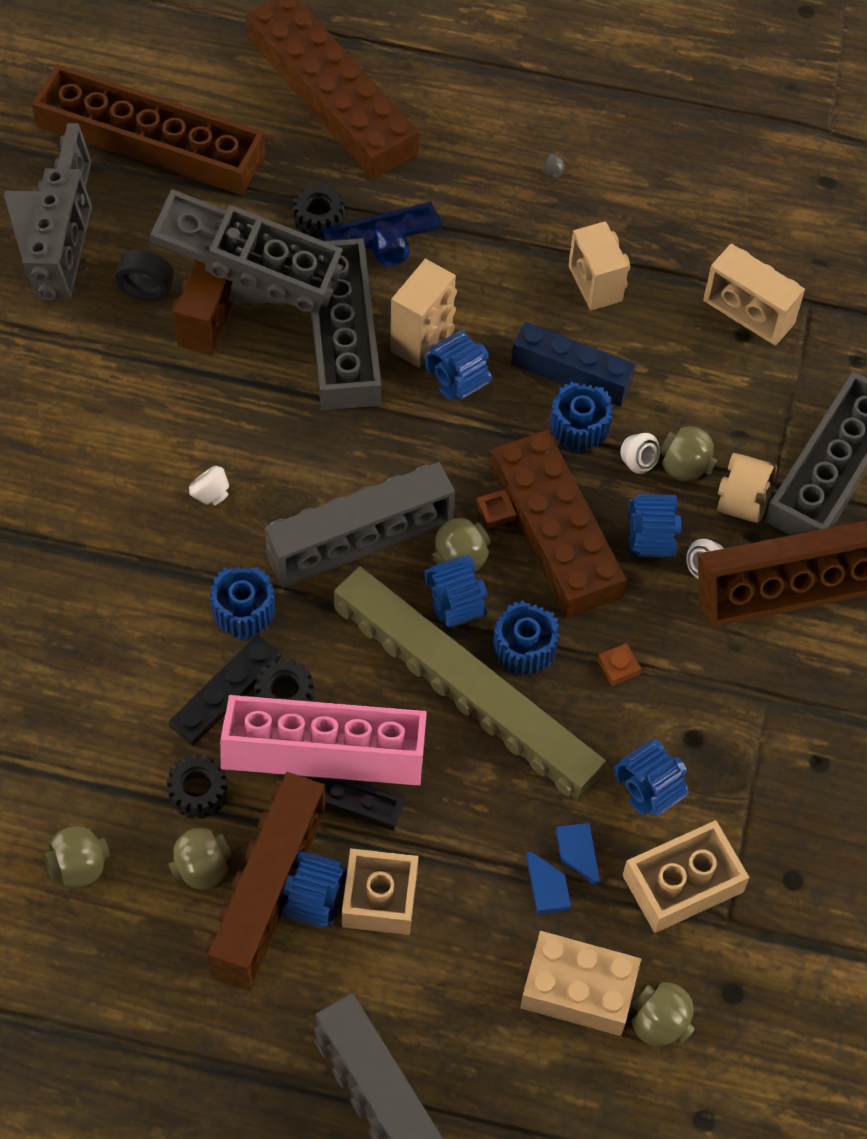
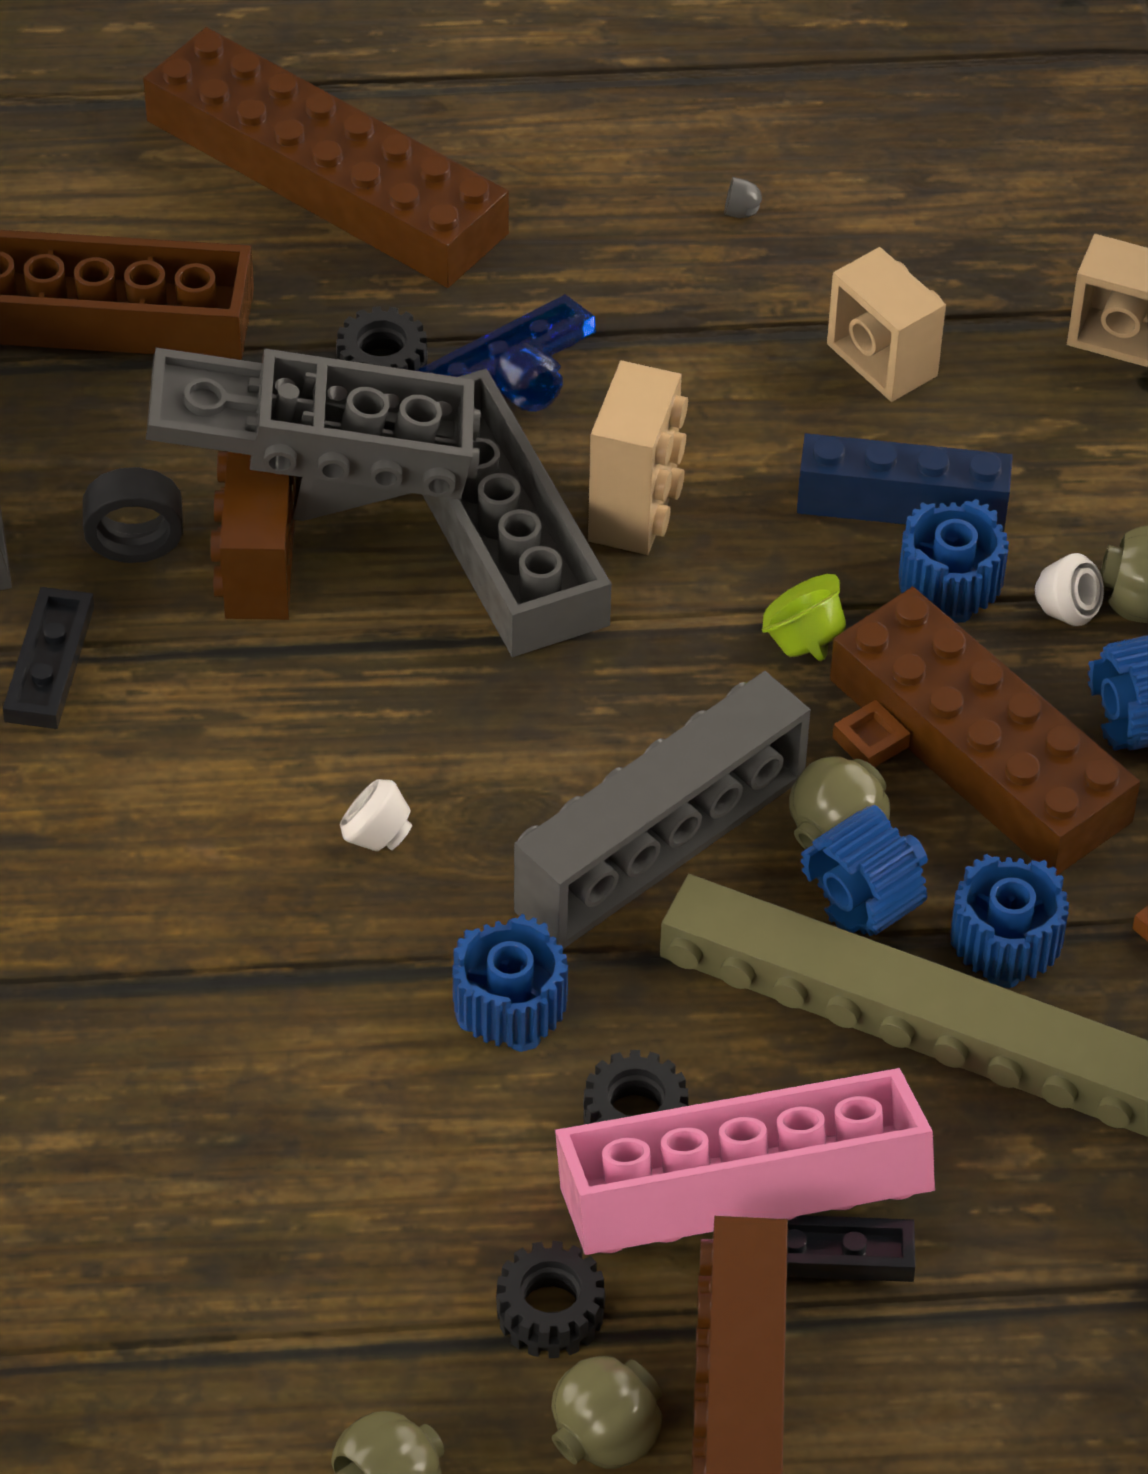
camera: 15 degrees left, 10 degrees down
(73, 346) = (48, 658): none -> black plate
(233, 679) = (527, 1137): black plate -> none
(314, 890) = (828, 1404): blue brick -> none
(379, 891) = (938, 1377): tan brick -> none
(458, 365) = (722, 527): blue brick -> none
(486, 430) = (806, 617): none -> lime piece

